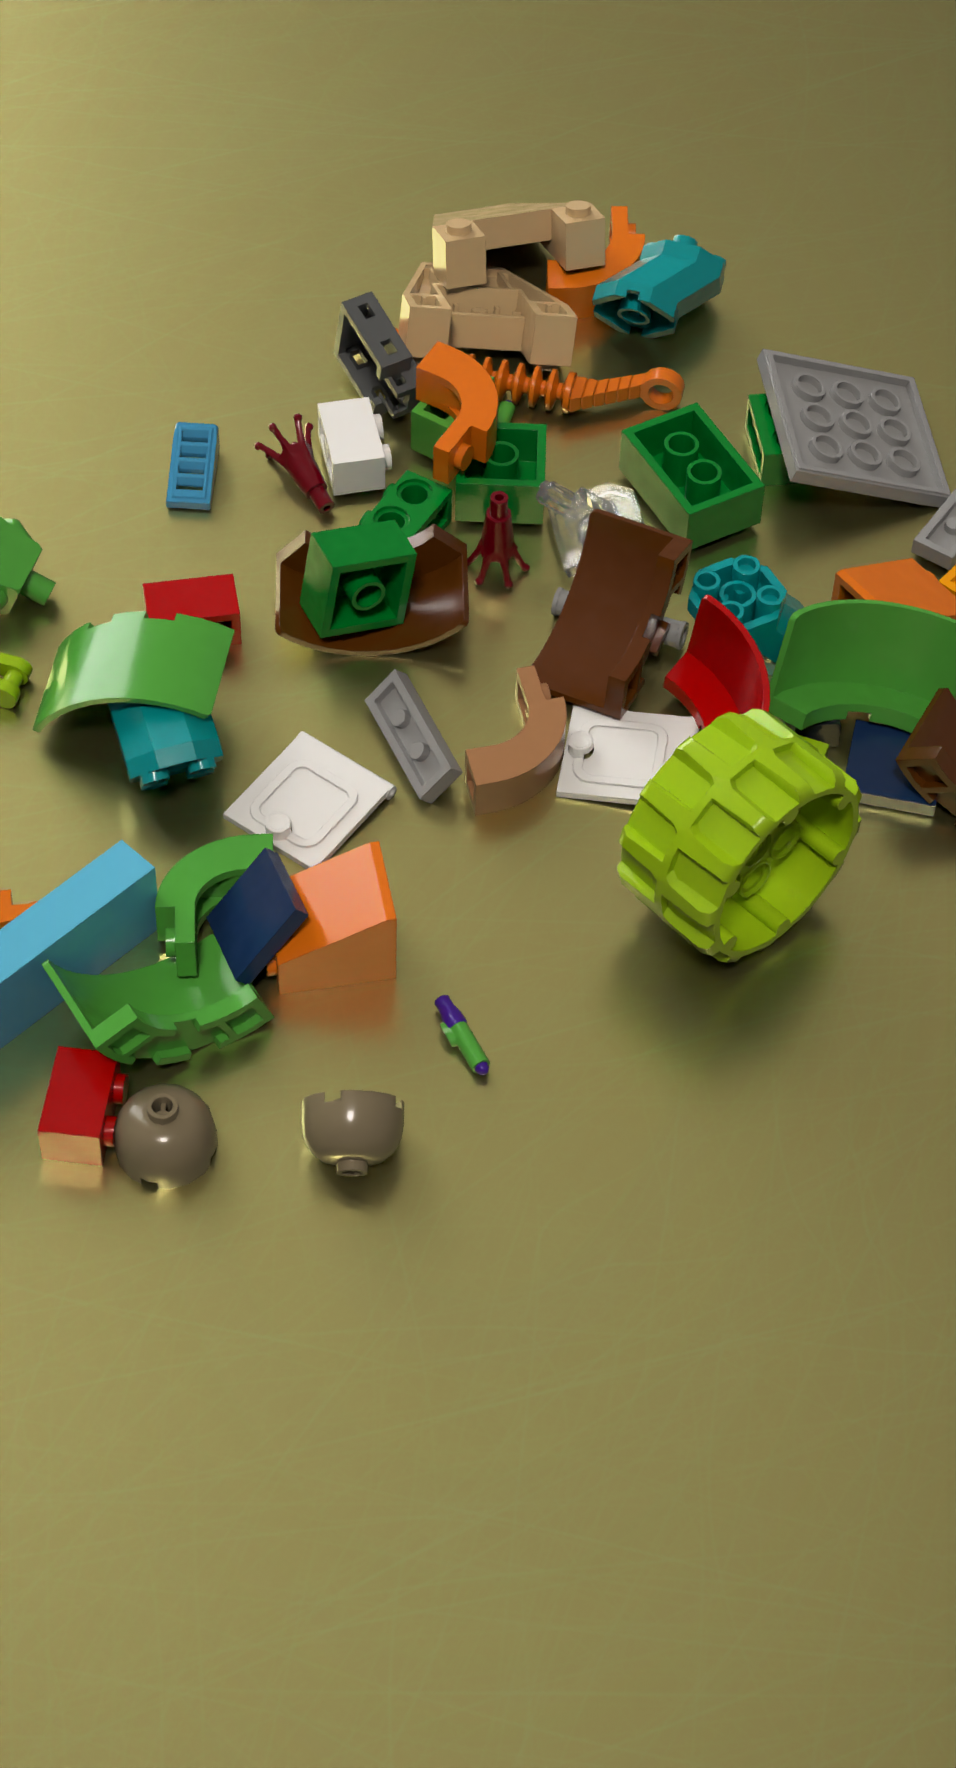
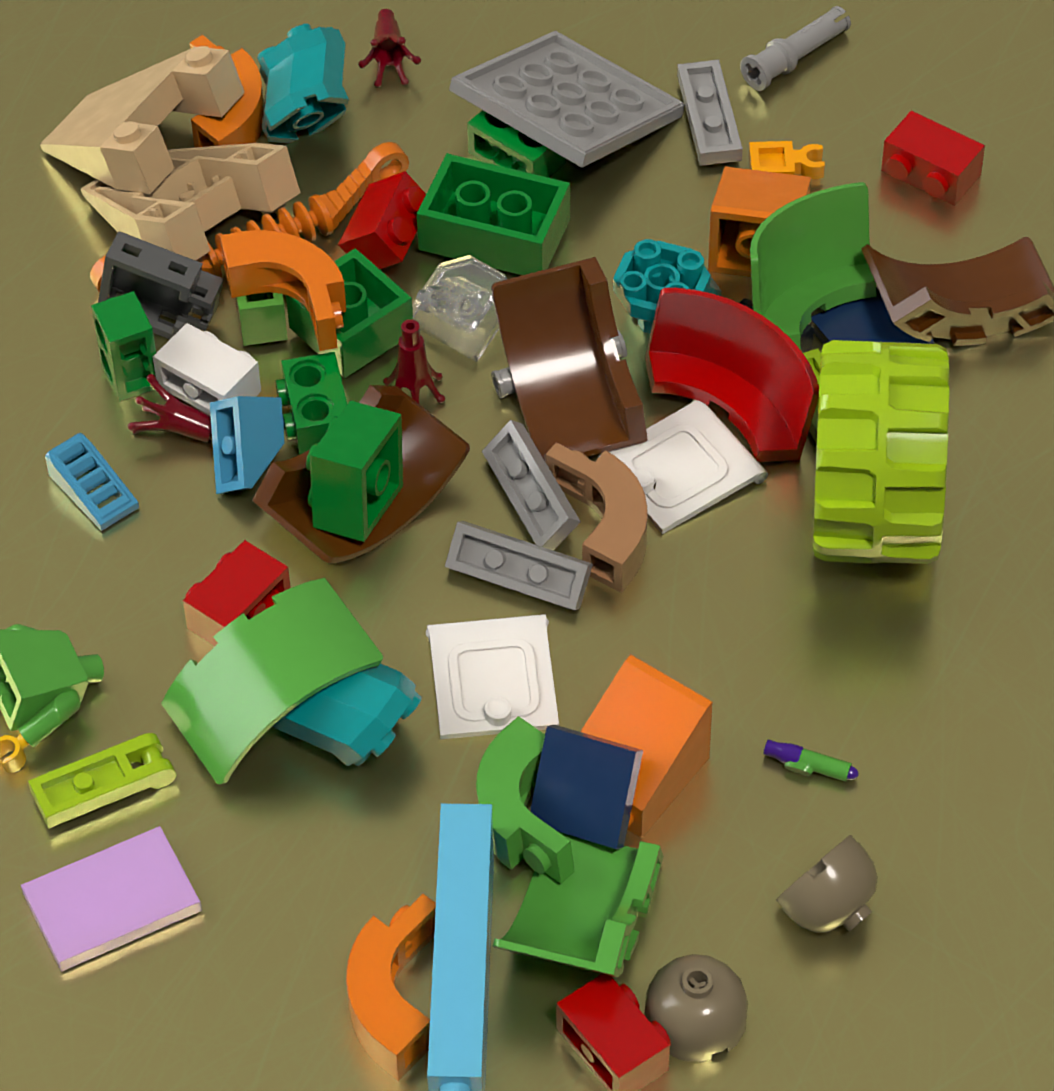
camera: 40 degrees left, 0 degrees up
(310, 377) = (125, 344): none -> green brick
(323, 504) = (244, 439): none -> dark azure slope
(489, 688) = (530, 486): none -> light grey plate
(598, 427) = (385, 220): none -> red brick
(766, 306) = (388, 48): none -> dark red piece

